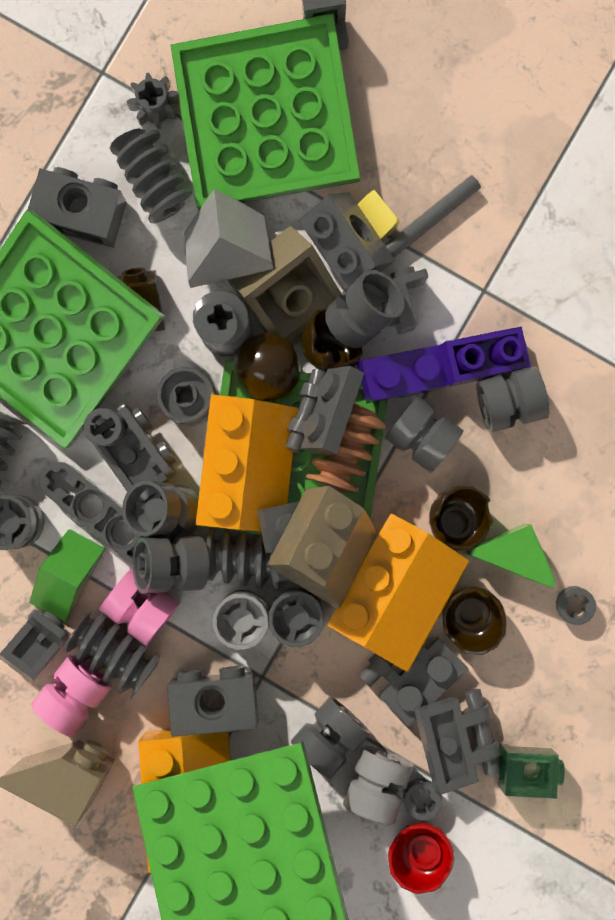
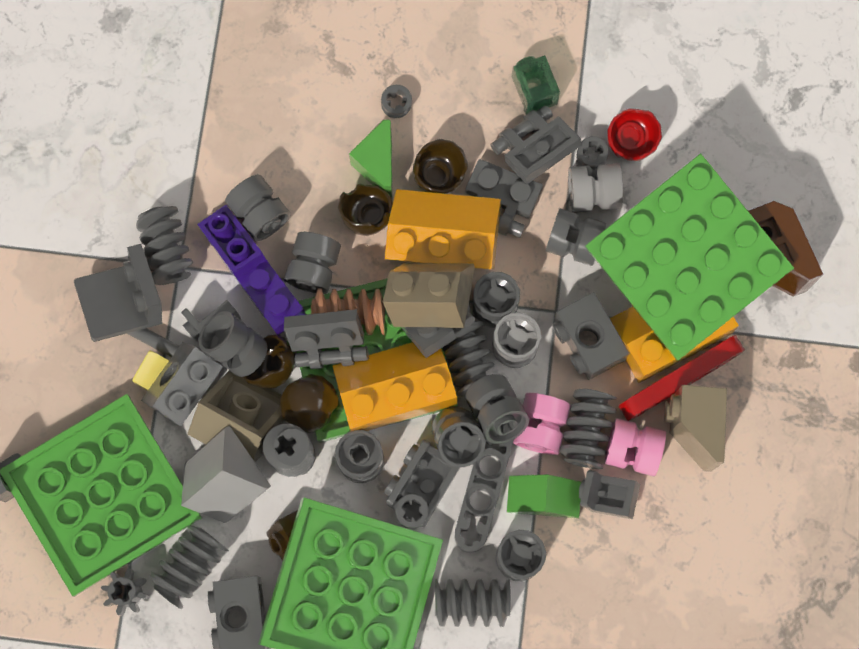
camera: 110 degrees left, 10 degrees down
(124, 776) = (684, 375): none -> red beam
(470, 208) = (120, 298): none -> dark grey bracket
(513, 280) = (162, 245): none -> dark grey piece

